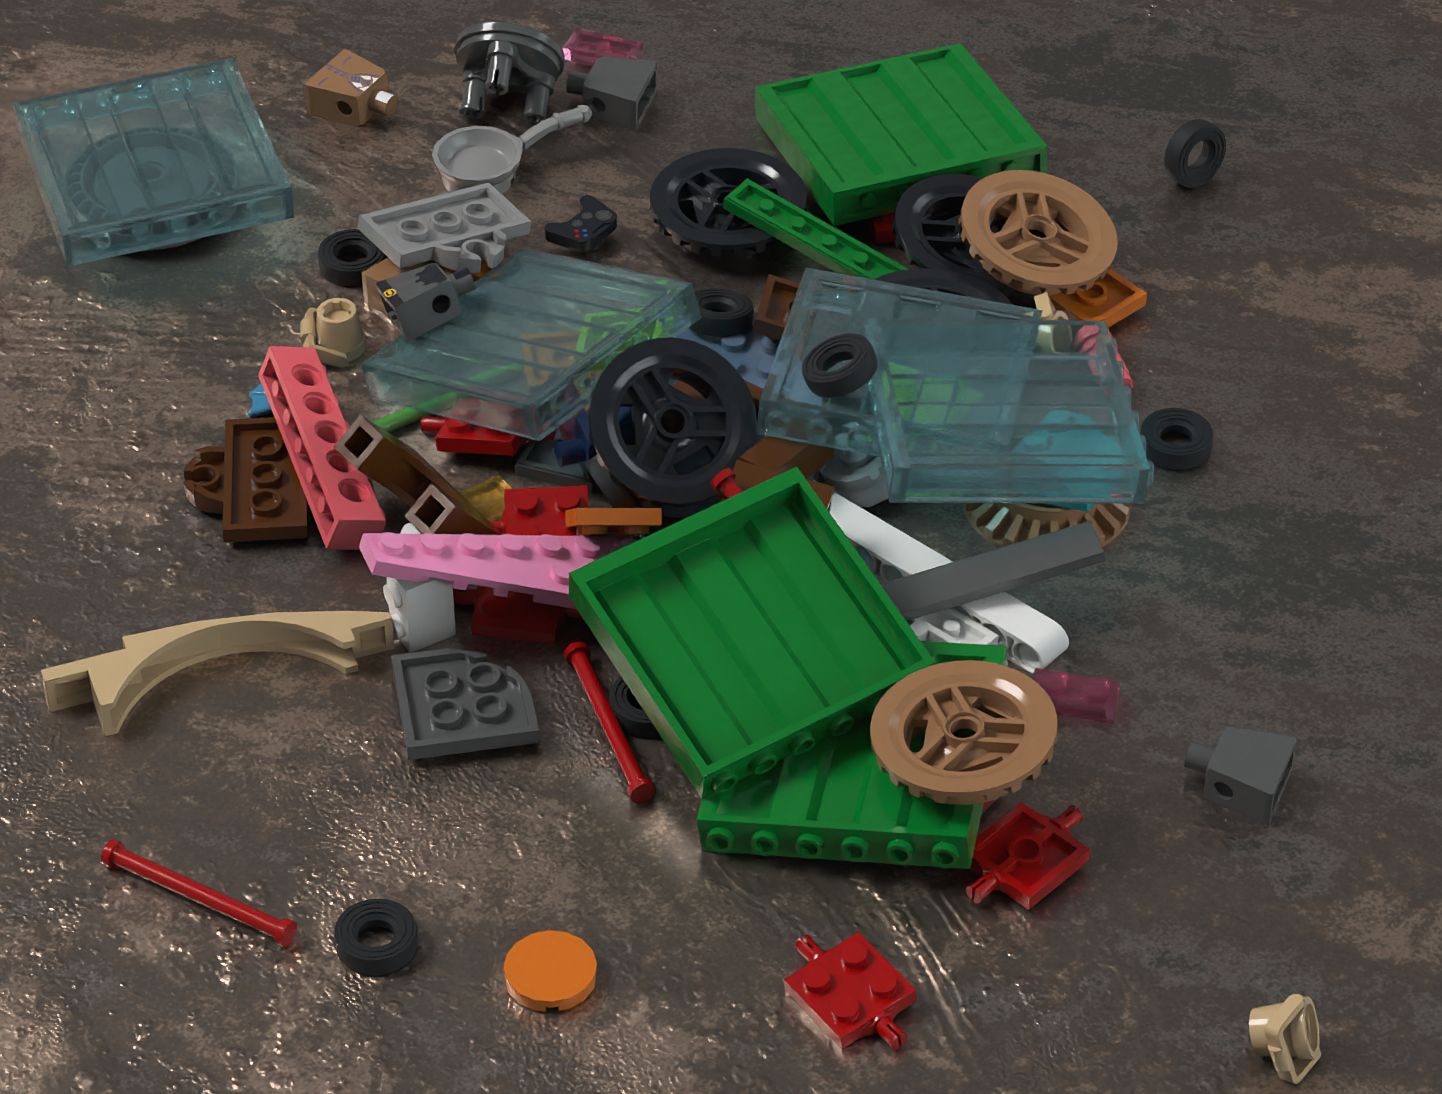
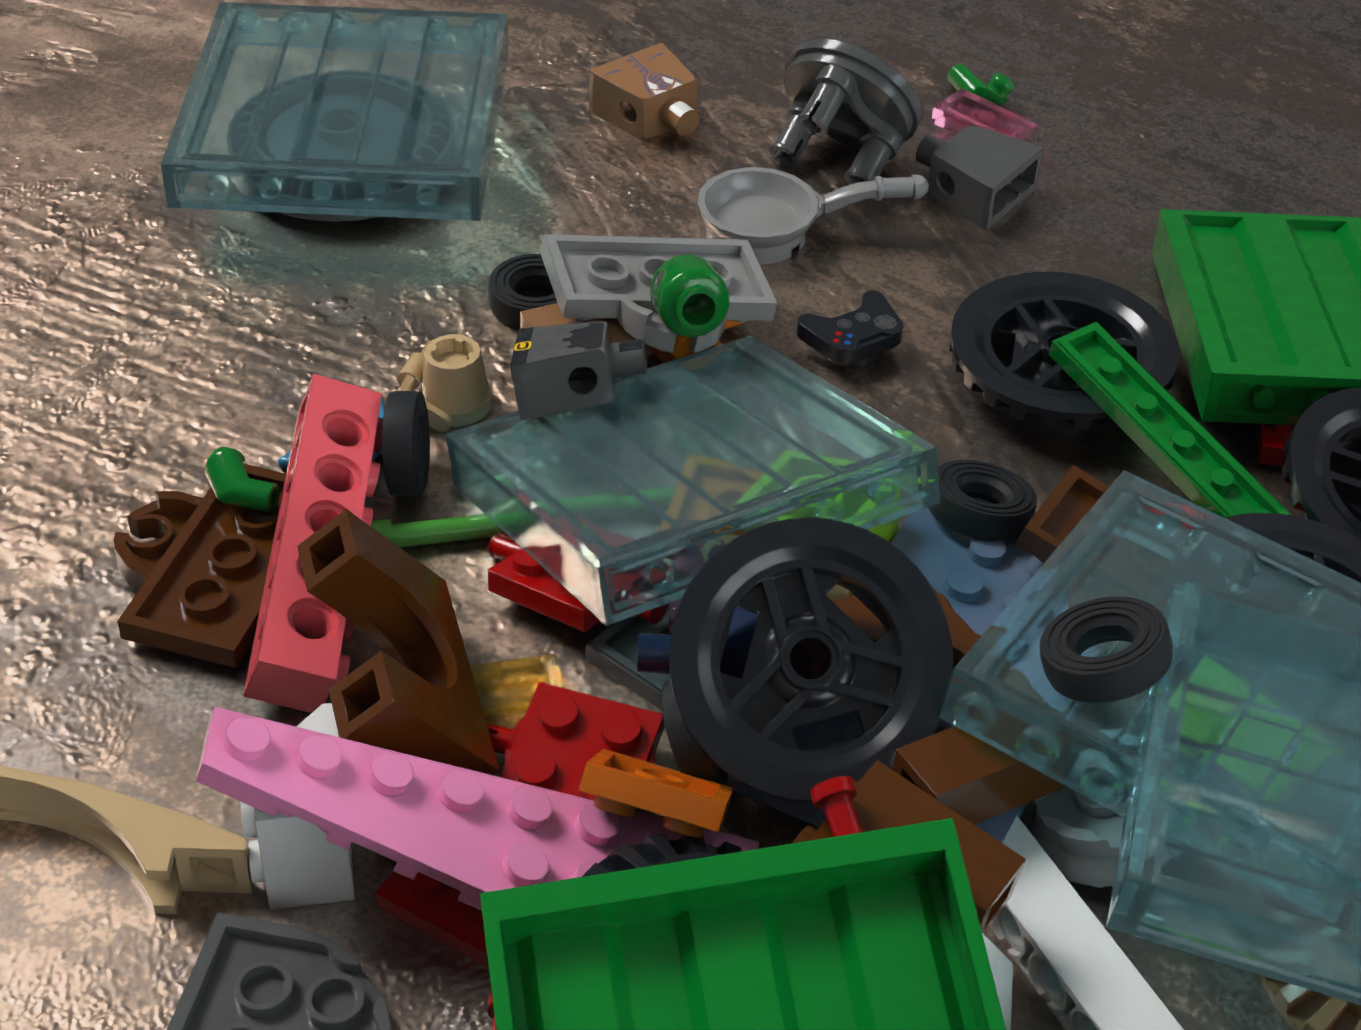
camera: 20 degrees right, 0 degrees up
(244, 431) = (234, 487): none -> green arm
(339, 374) = (406, 443): none -> black tyre
(482, 231) = (689, 295): none -> green head
(574, 20) = (995, 92): none -> green arm

